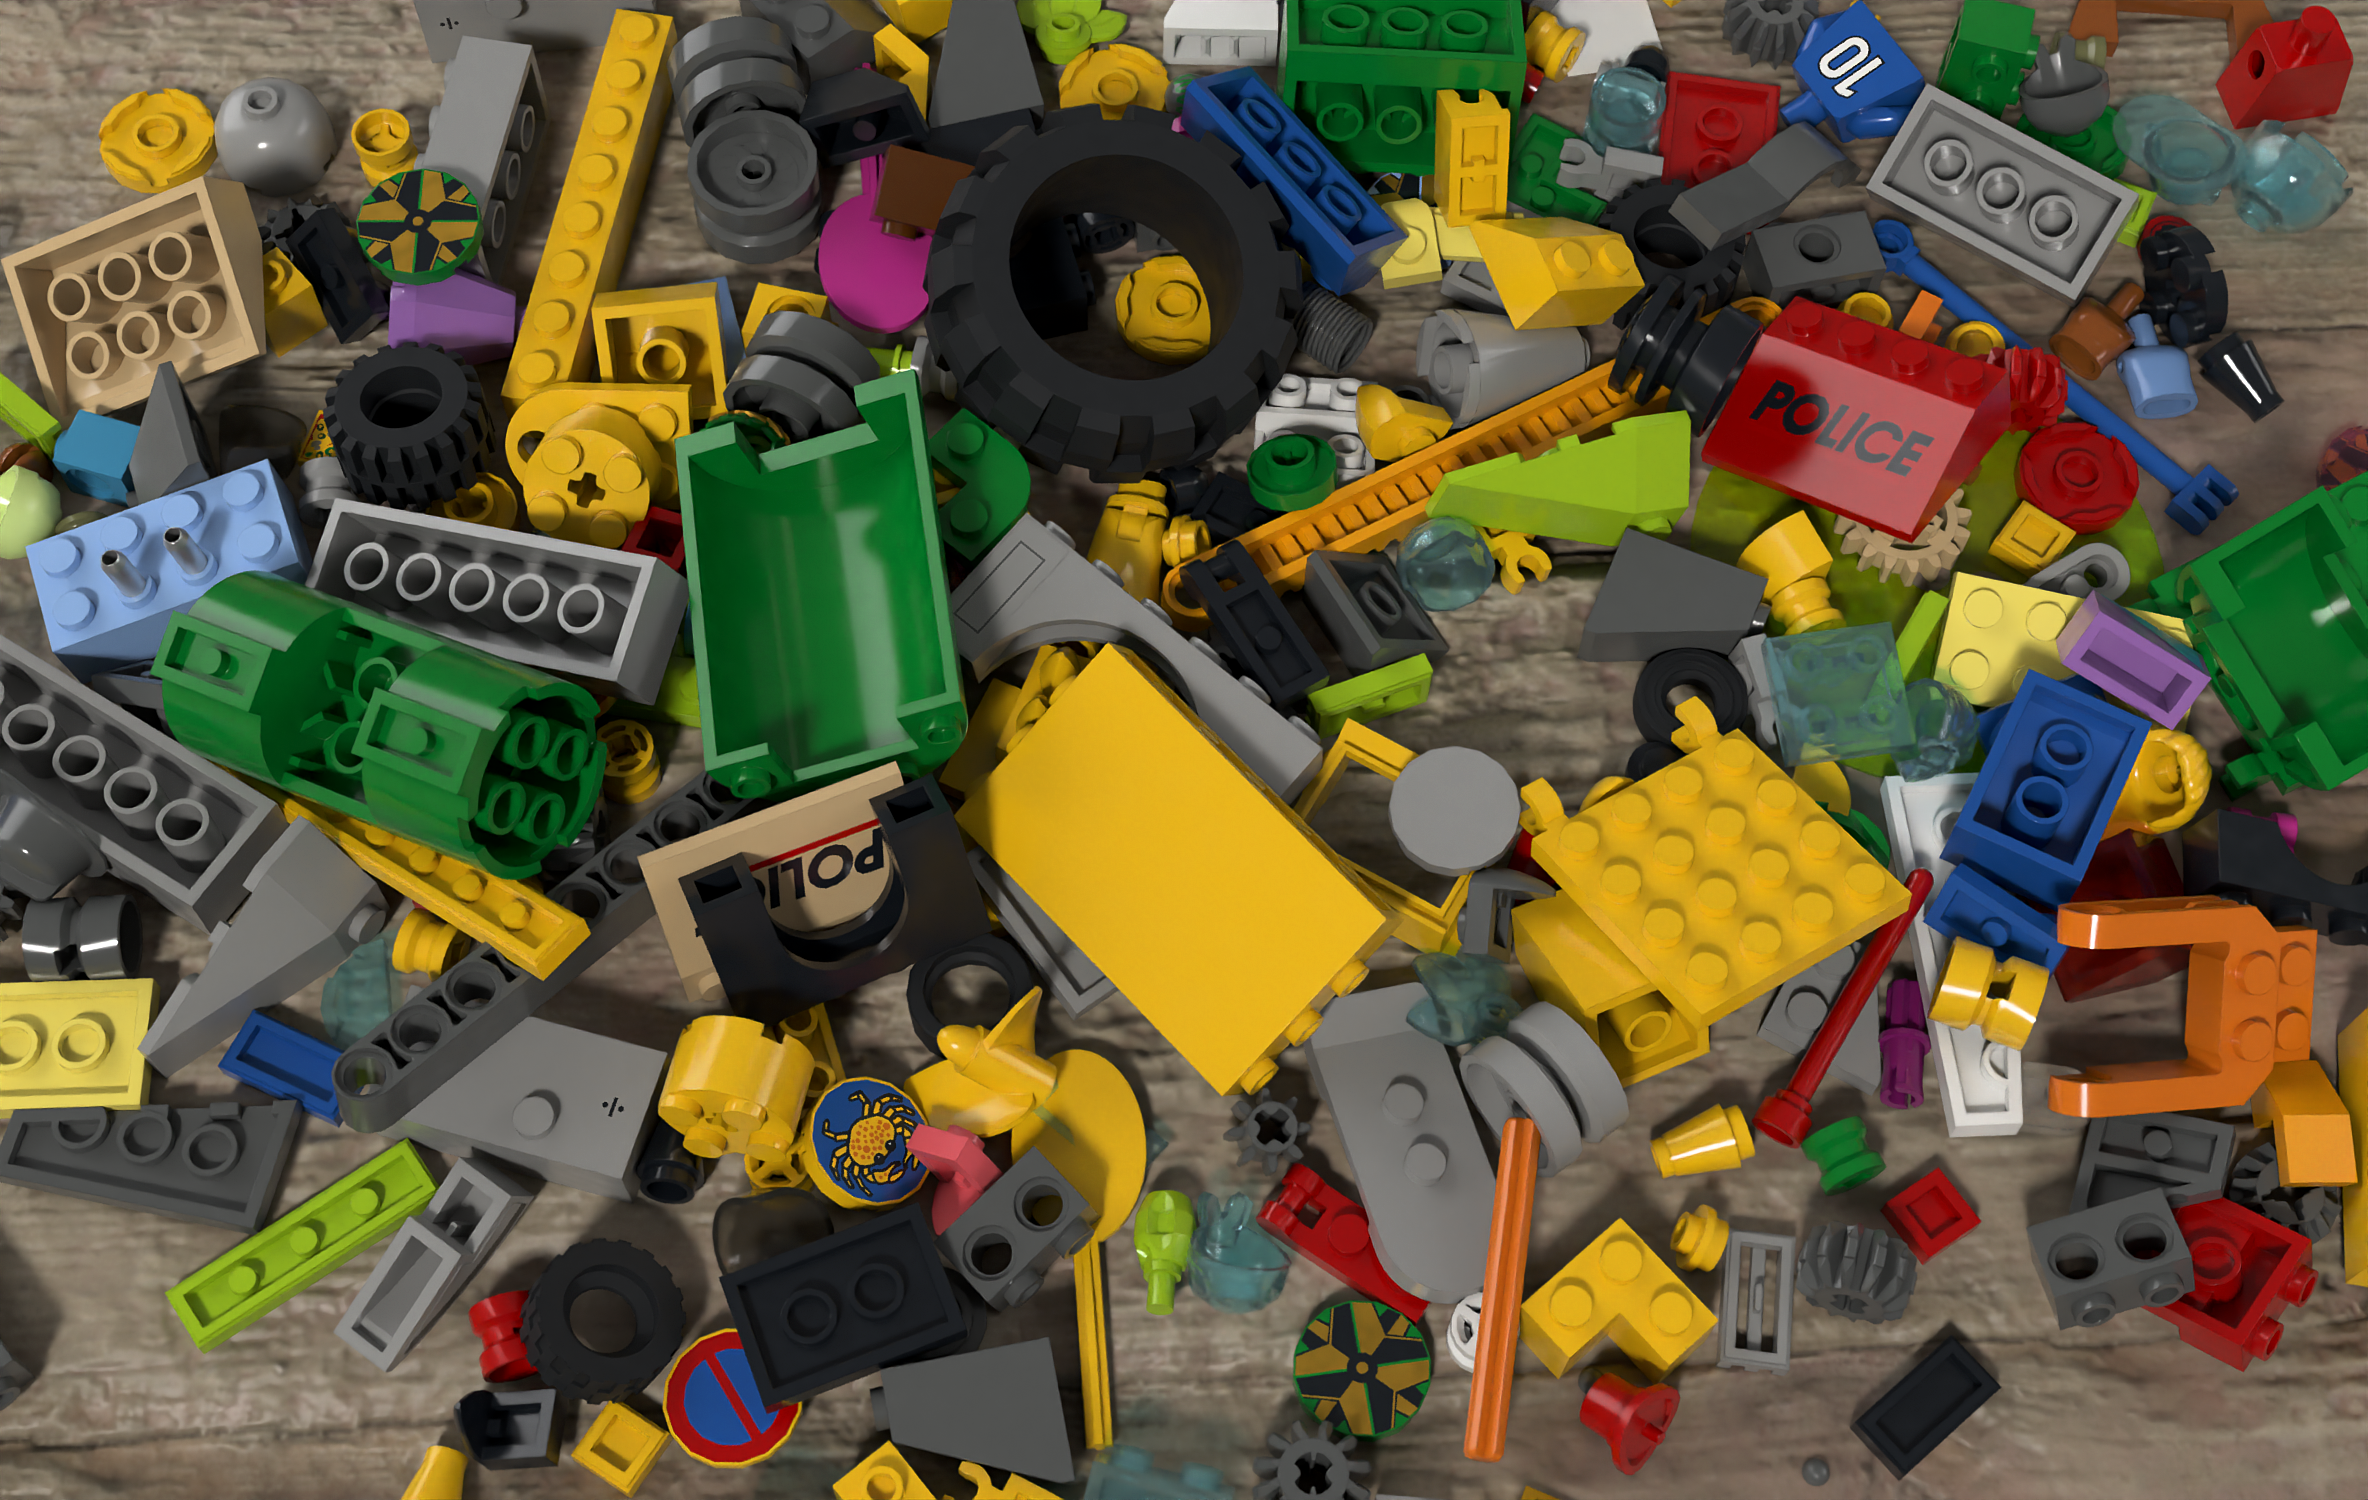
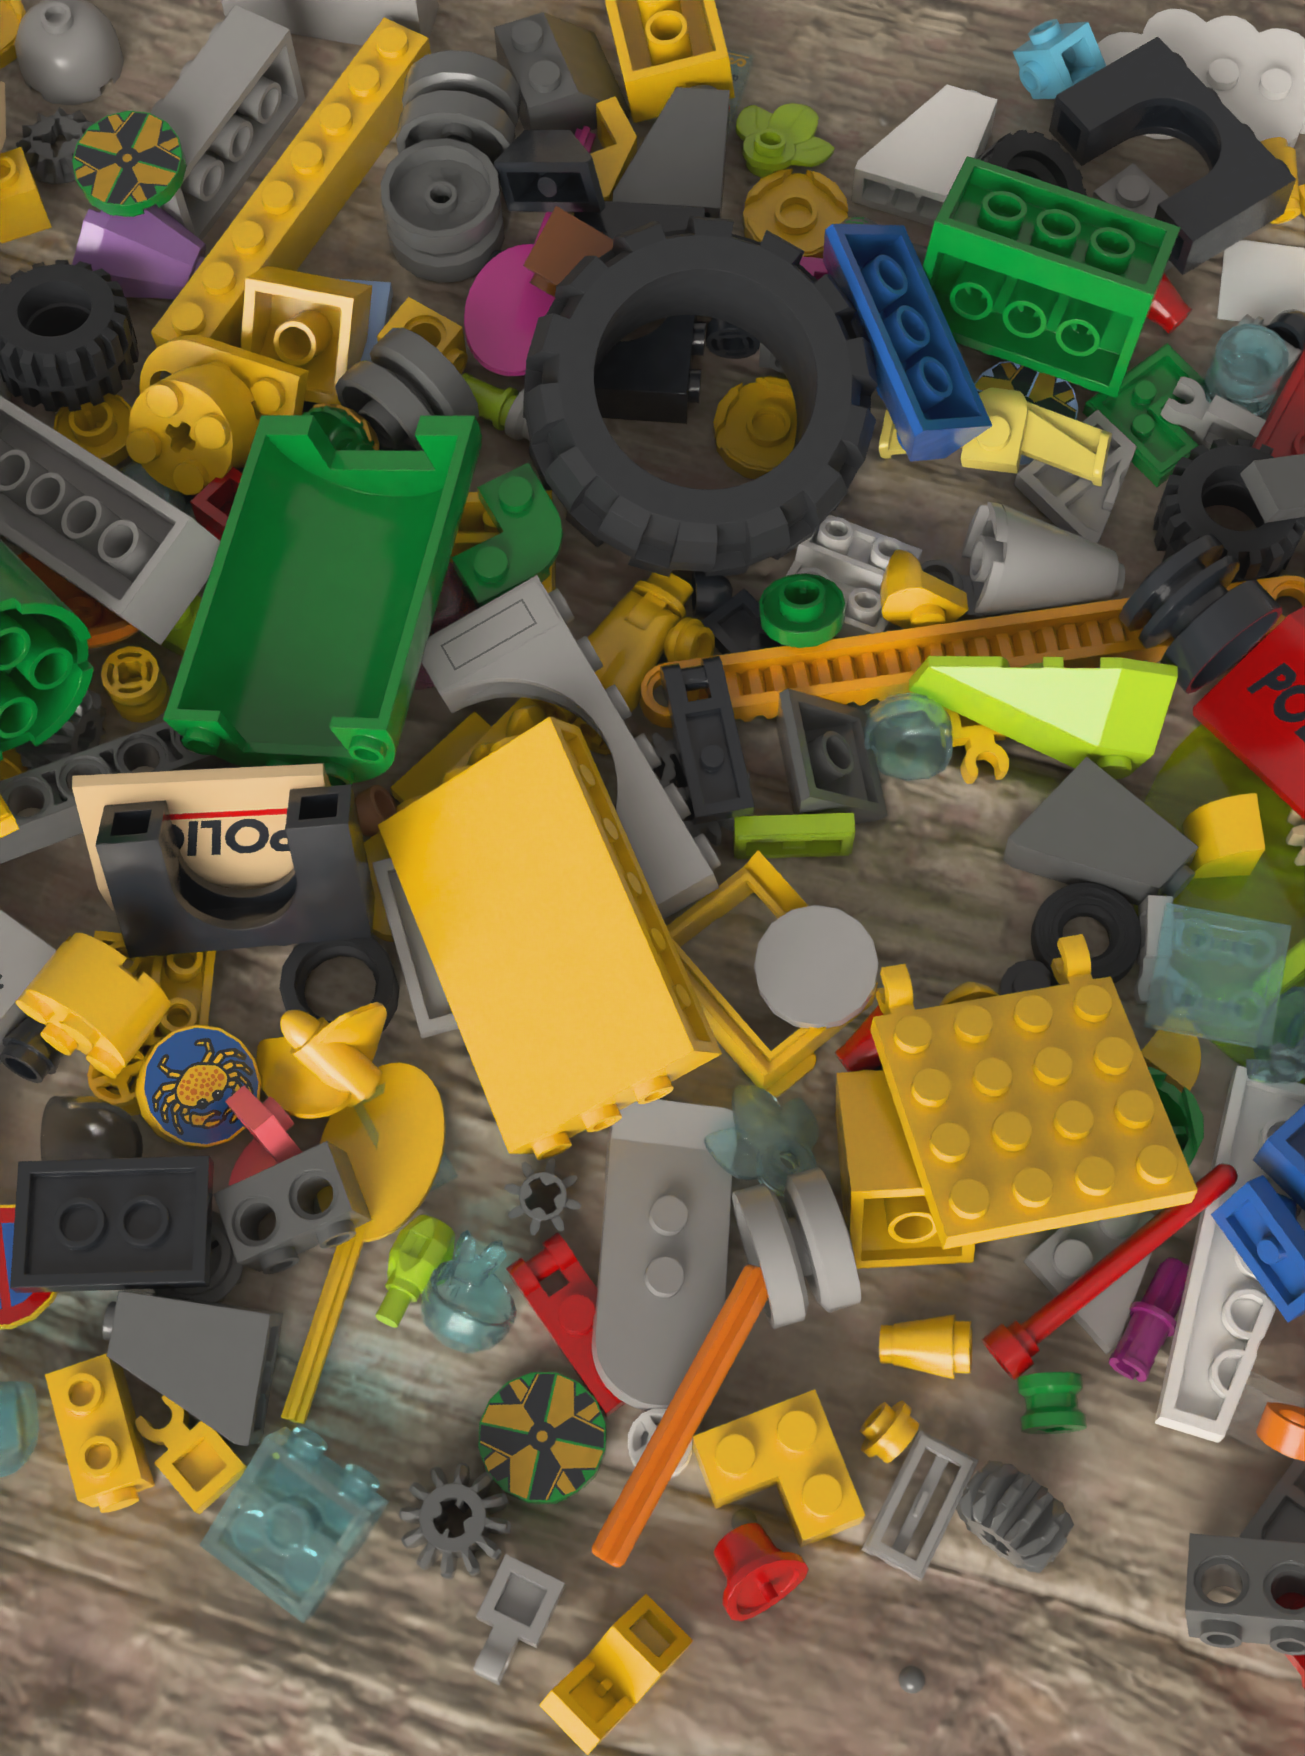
camera: 25 degrees right, 5 degrees up
(339, 275) = (63, 197): black tile -> none
(383, 144) = (147, 78): yellow wheel -> none
(1330, 329) = (893, 486): dark grey piece -> none
(1471, 158) = (1077, 371): yellow hinge -> none
(1486, 920) = (810, 1074): dark grey plate -> none
(1553, 46) = (1208, 286): yellow wheel -> none
(1557, 270) = (1114, 497): yellow slope -> none
(1806, 607) = (1228, 886): yellow wheel -> none
(1925, 1407) = (1035, 1659): black tile -> none
(1930, 1216) = (1113, 1486): red tile -> none
(1963, 989) = (1219, 1288): yellow wheel -> none

